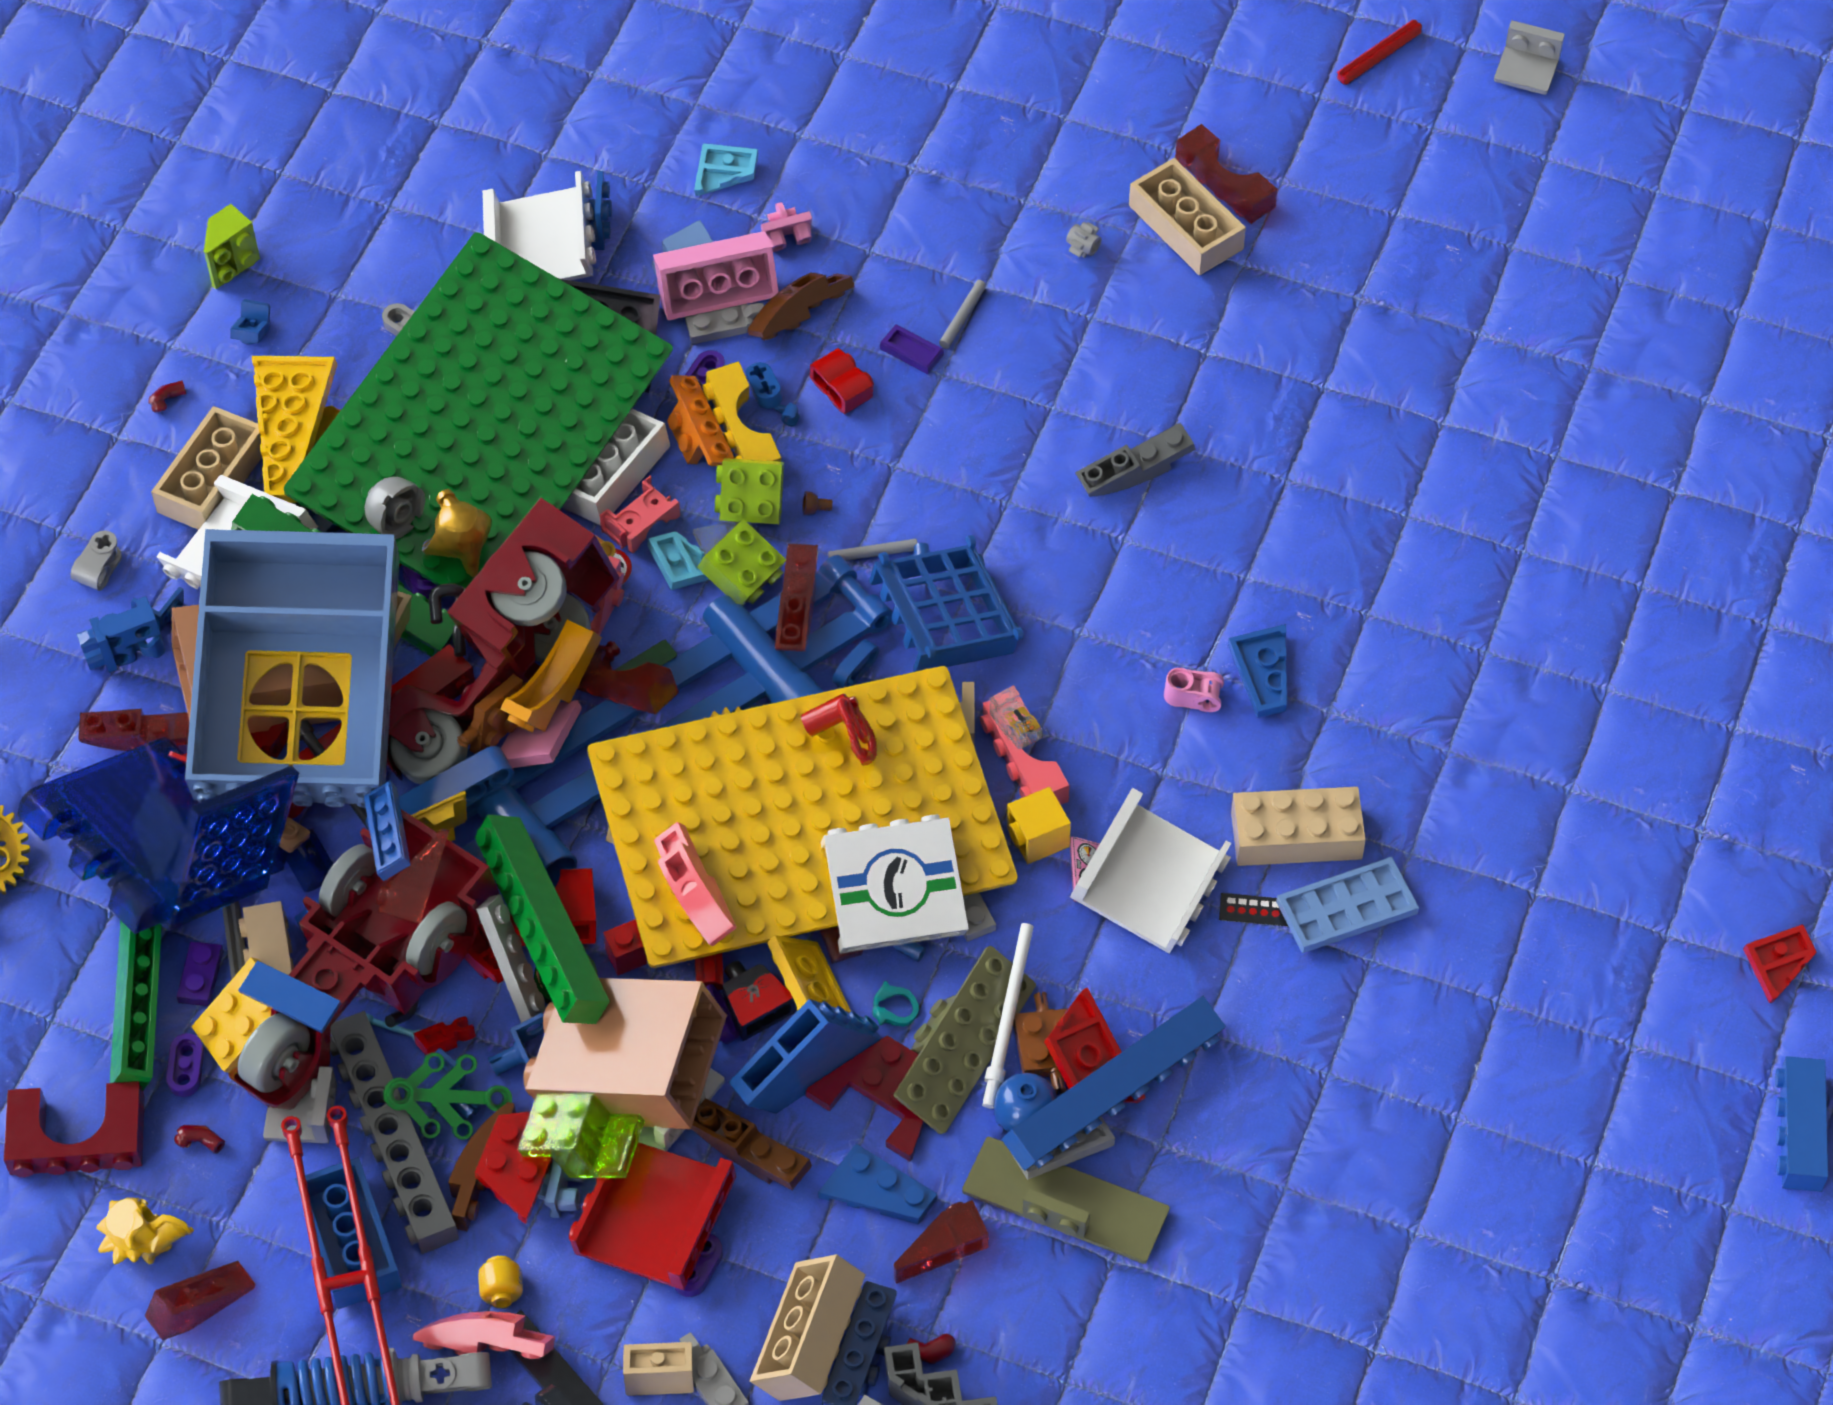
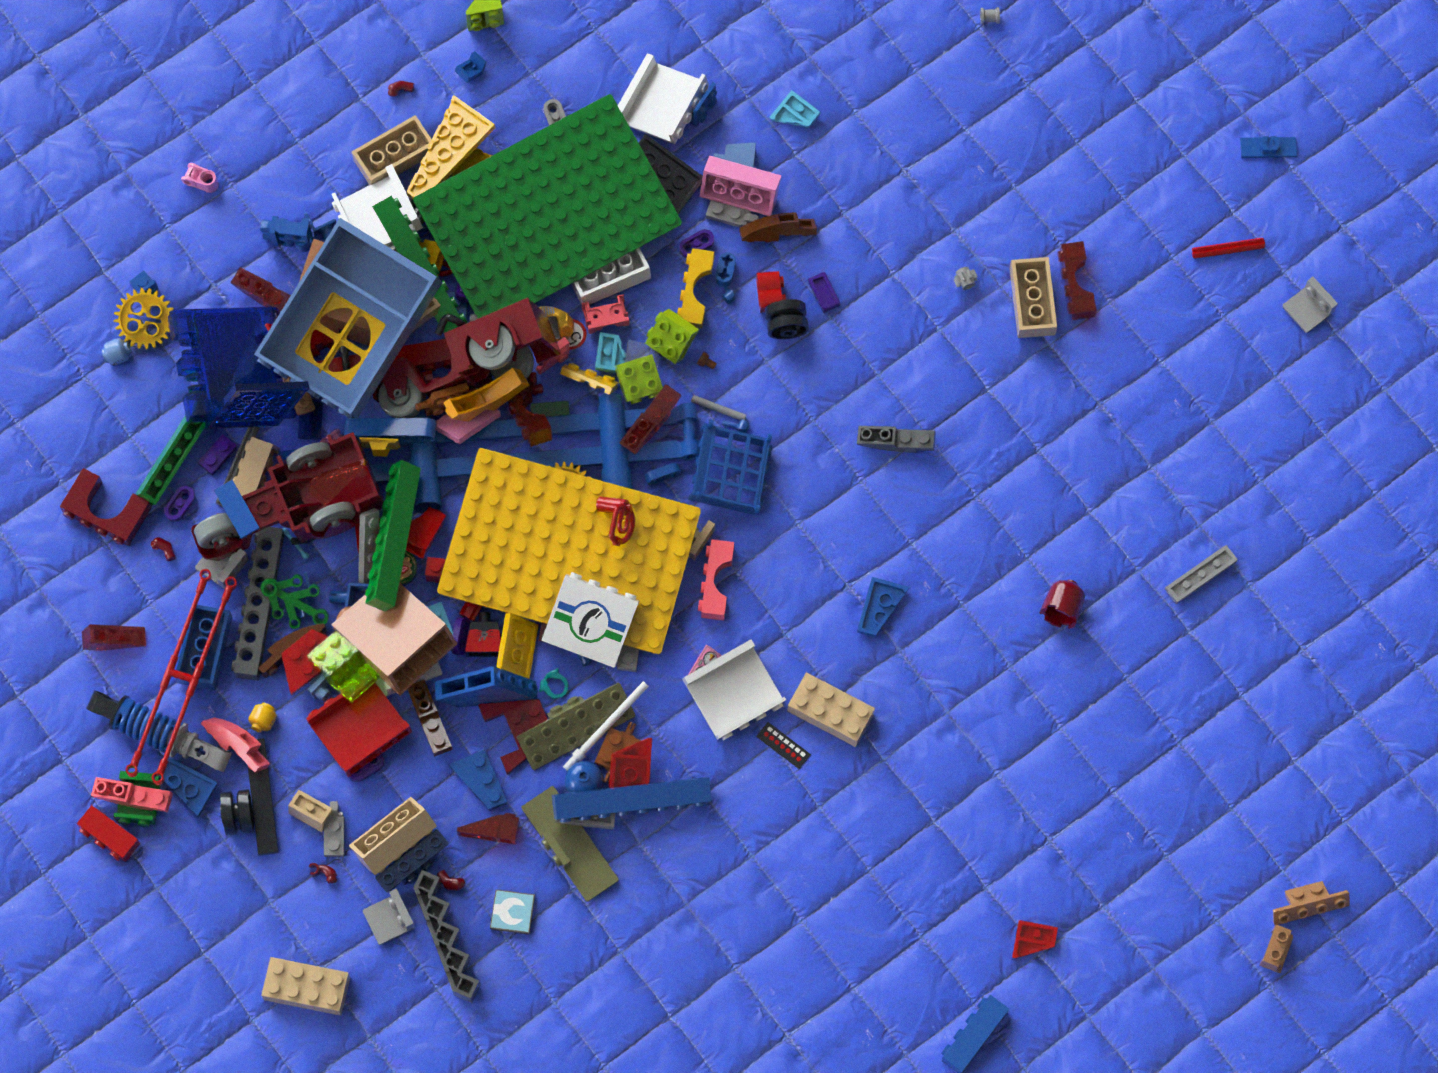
camera: 30 degrees right, 15 degrees up
(97, 561) = (302, 176): light grey piece -> none
(137, 1232) = (103, 583): yellow head -> none
(230, 1021) = (206, 499): yellow plate -> none
(387, 830) = (337, 445): blue tile -> none
(393, 506) = (462, 244): light grey cylinder -> none
(444, 1036) = (313, 565): red plate -> none
(459, 531) = (488, 280): pearl gold piece -> none
(673, 599) = (595, 381): none -> yellow wing
(692, 885) = (479, 564): coral slope -> none
(695, 424) = (671, 274): orange bracket -> none
(787, 222) = (795, 172): bright pink hips -> none
(890, 394) = (786, 319): none -> black wheel
(962, 314) = (866, 286): light grey bar -> none
(1014, 718) = (718, 560): clear leg -> none
(1038, 825) = (693, 627): yellow head -> none
(1049, 1338) = (512, 912): none -> tile
(1194, 689) = (836, 599): bright pink piece -> none
(1347, 904) = (826, 769): medium blue plate -> none
(1500, 536) = (1063, 603): none -> dark red cylinder
(1639, 416) = (1201, 574): none -> light grey plate

